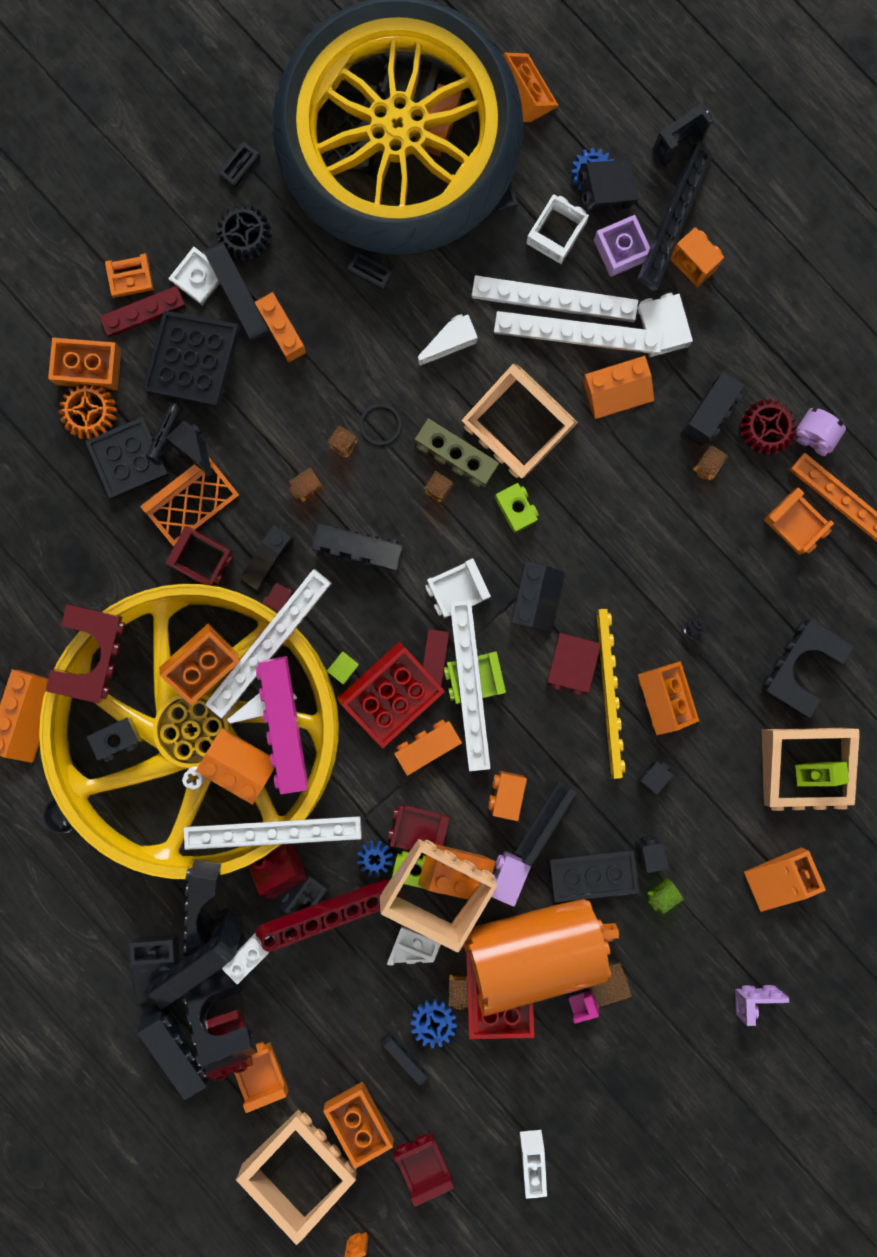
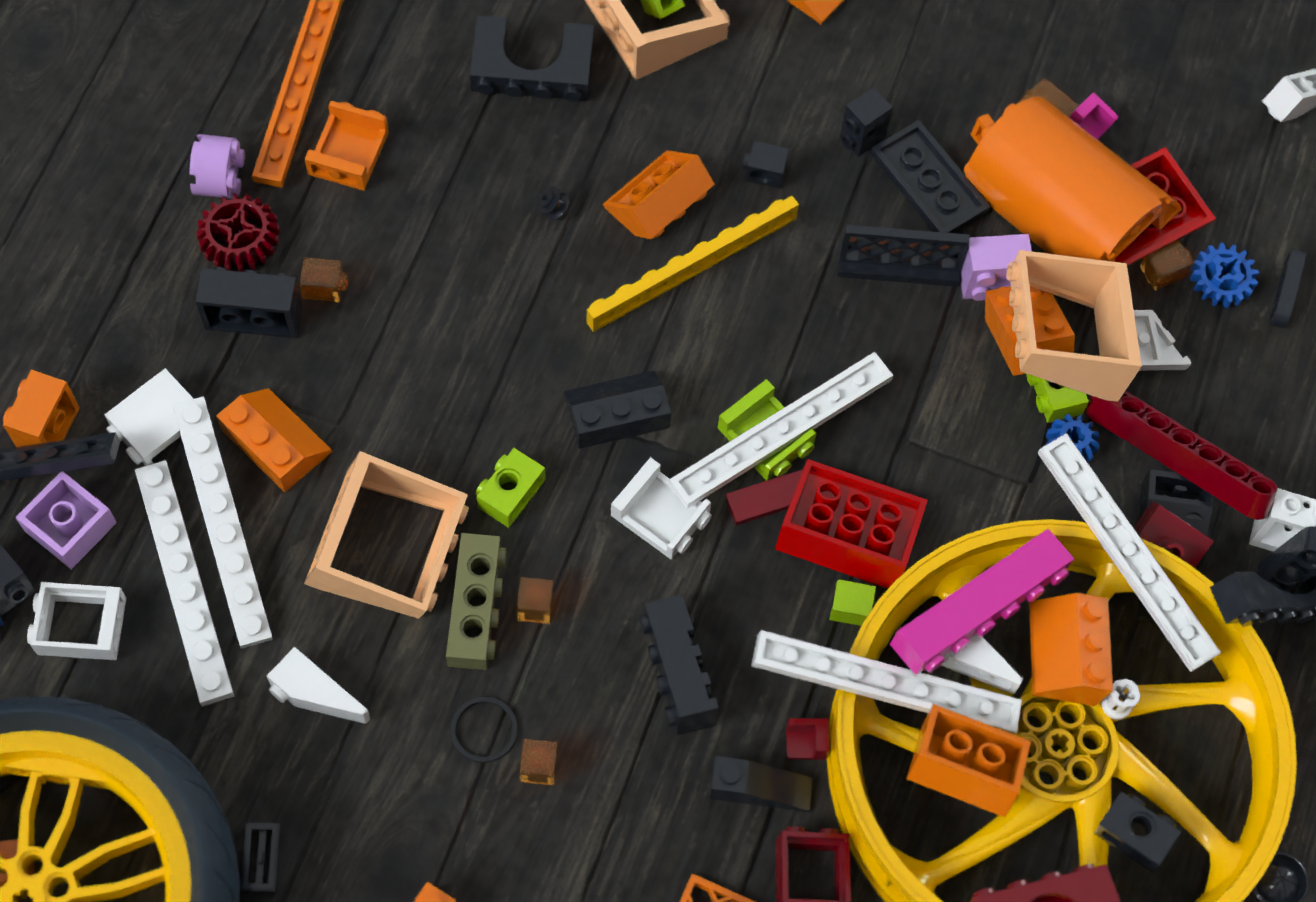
camera: 115 degrees left, 20 degrees down
(305, 485) = (628, 783): clear orange brick -> none
(416, 824) = (1002, 407): dark red panel -> none
(427, 747) = (892, 445): orange brick -> none
(507, 795) = (895, 315): orange brick -> none
(573, 664) = (679, 320): dark red panel -> none
(665, 896) = (905, 90): clear neon green brick -> none

